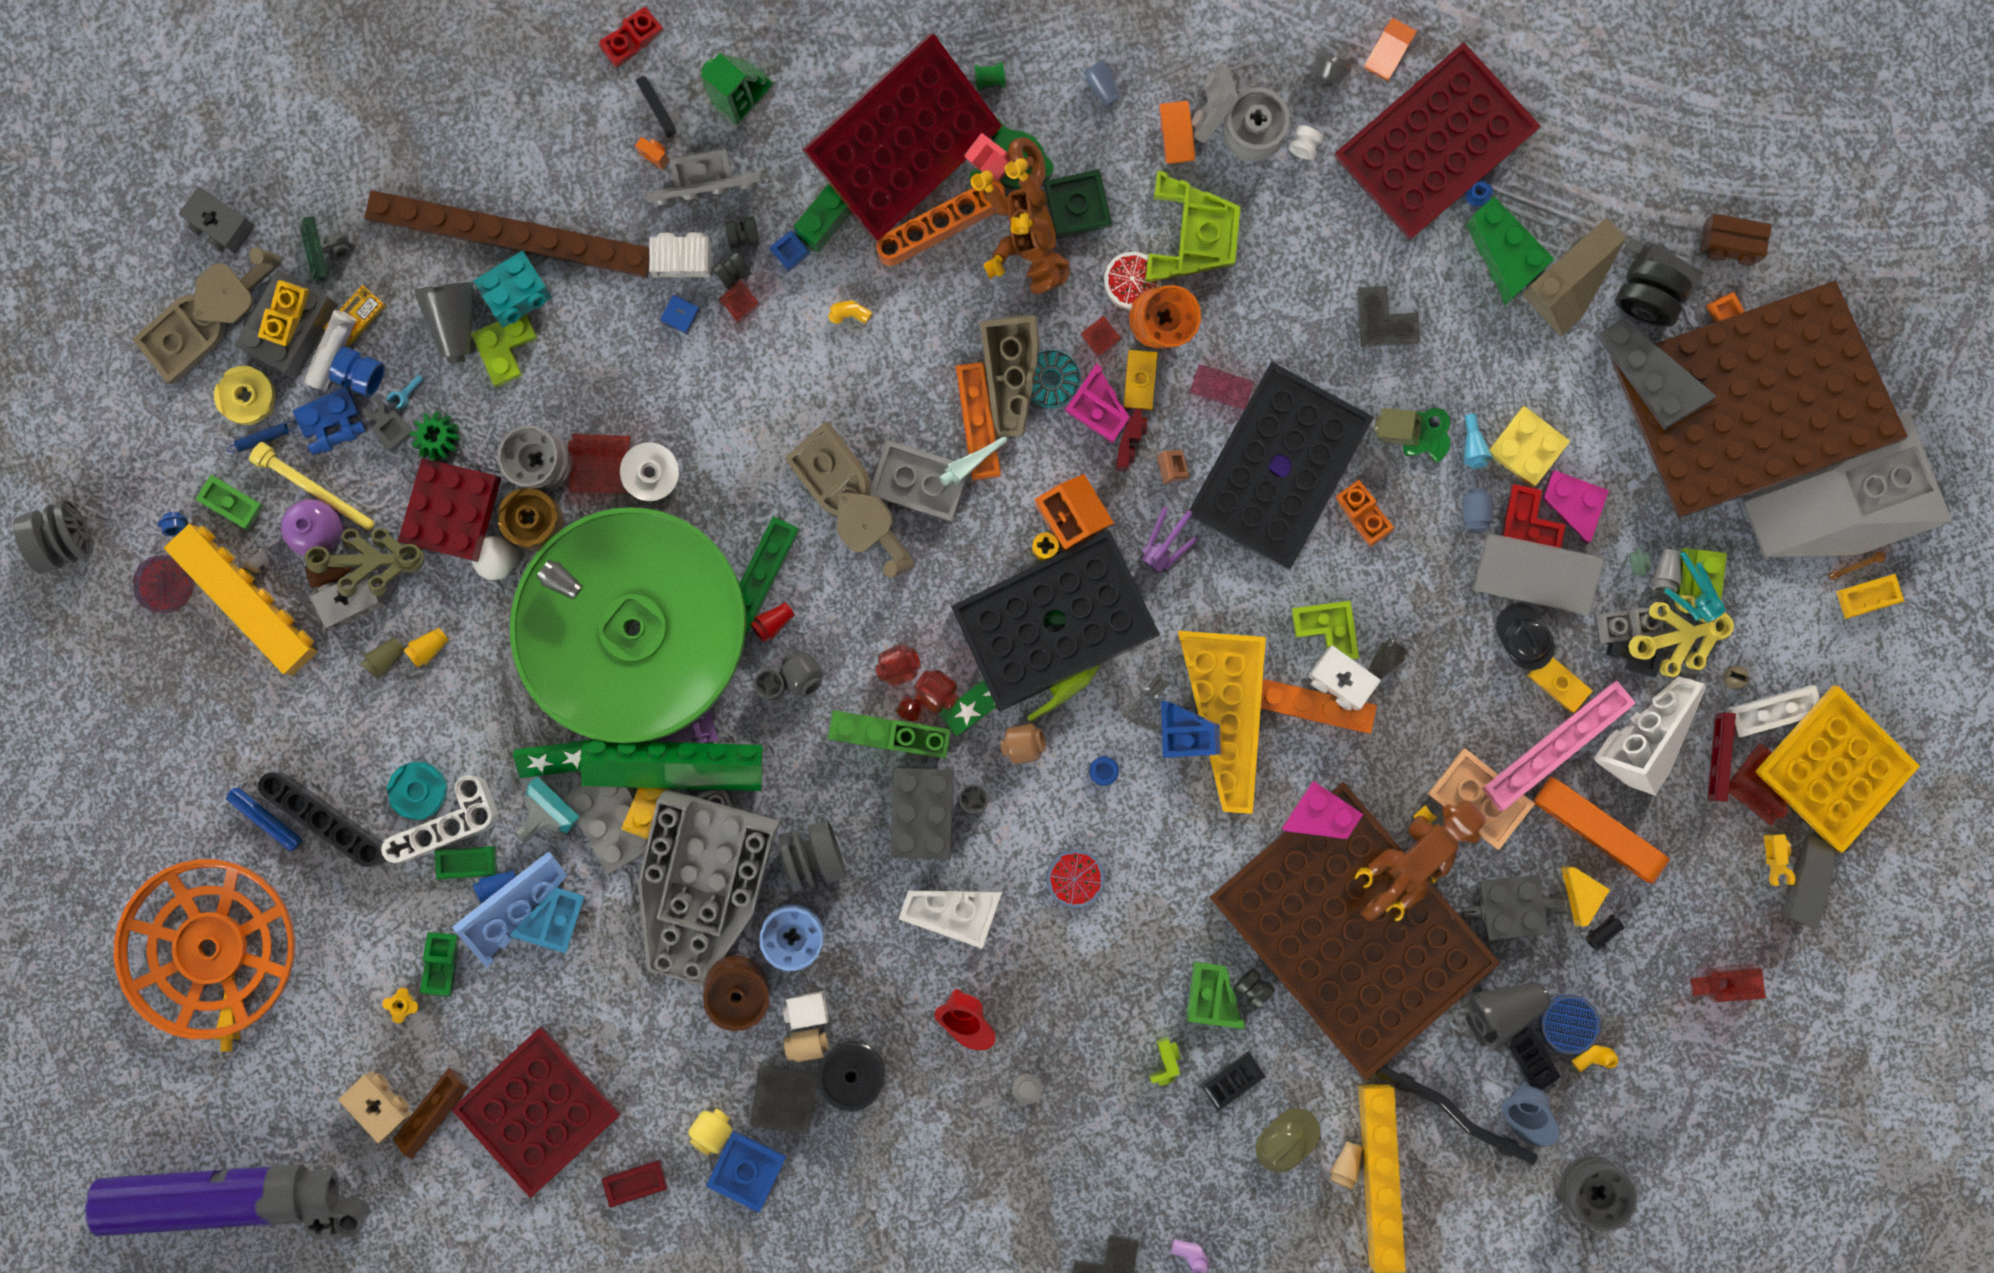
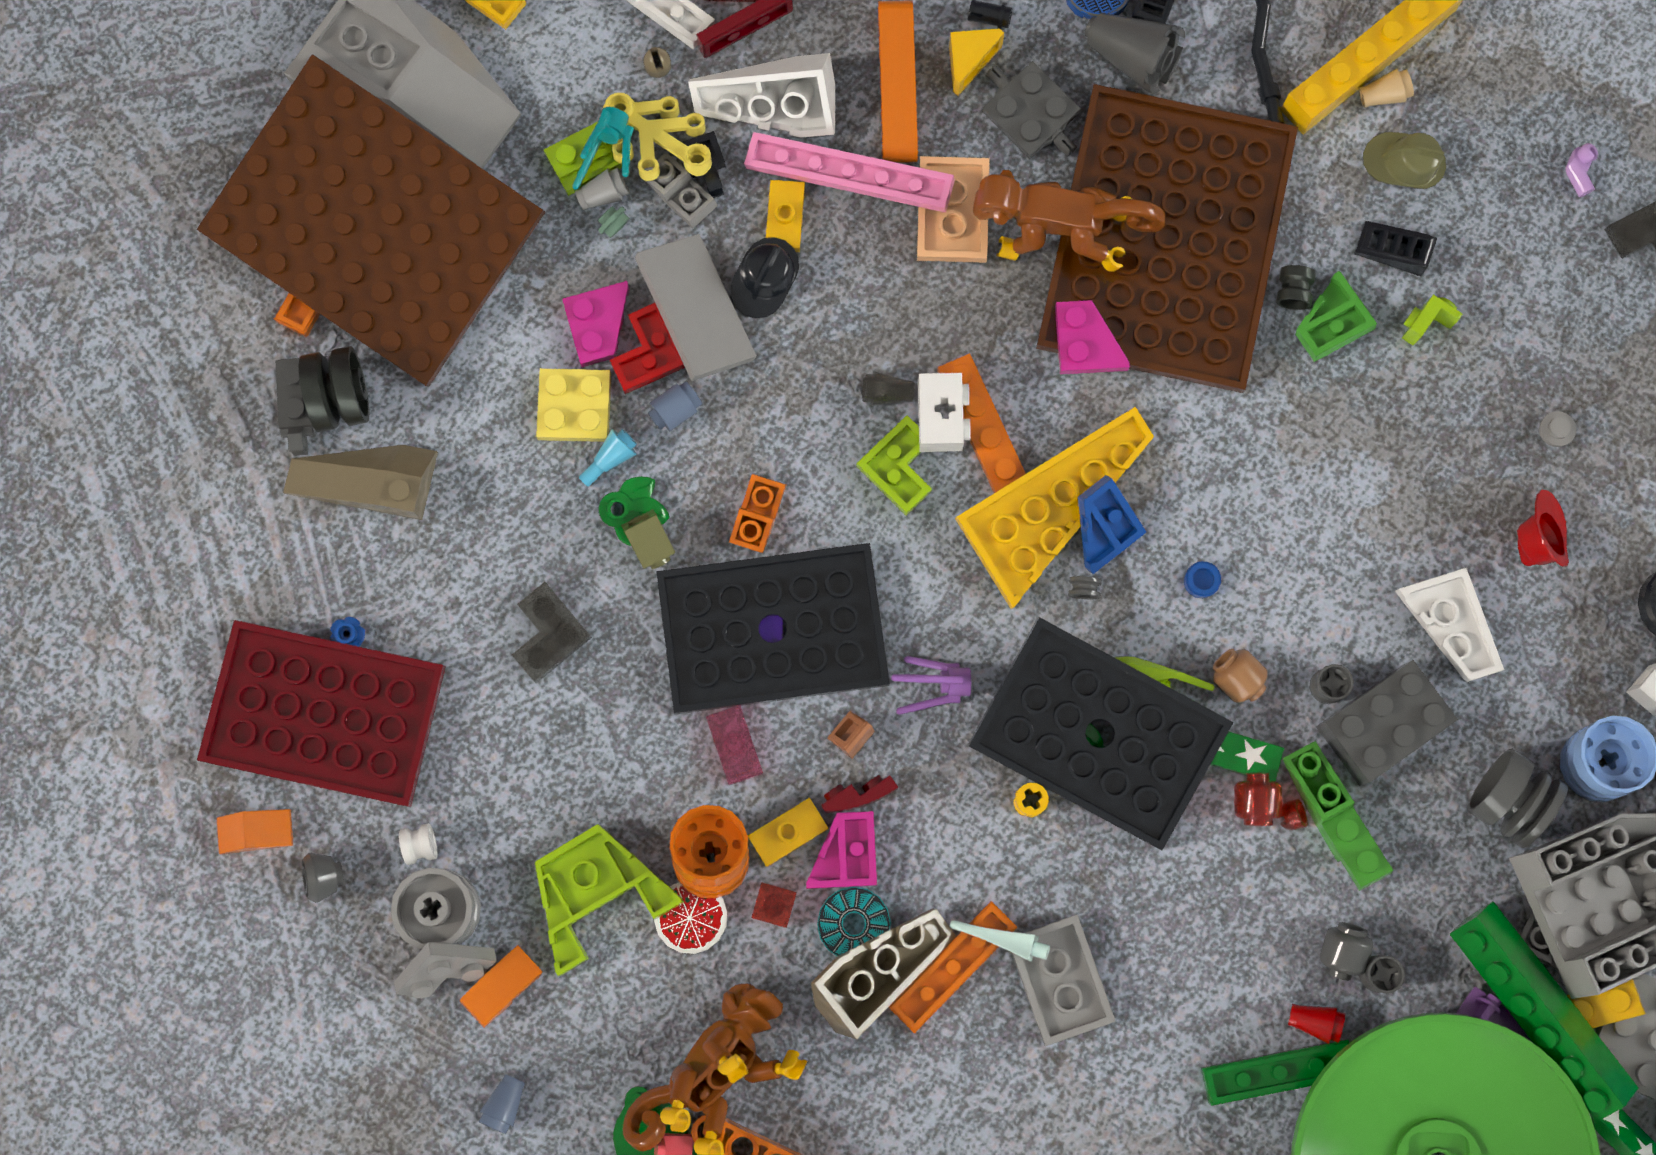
camera: 125 degrees left, 5 degrees down
(830, 470) = (1131, 1049): dark tan plate -> none
(898, 665) = (1261, 858): clear red head -> none
(1073, 512) = (975, 796): orange slope -> none
(1075, 878) = (1326, 530): tile -> none
(1077, 203) = (651, 1034): dark green plate -> none
(1507, 249) = (387, 561): green wedge -> none
(1655, 376) = (419, 325): dark grey wing -> none
(1735, 239) = (219, 352): reddish brown brick -> none
(1878, 557) = (489, 39): clear orange hinge -> none

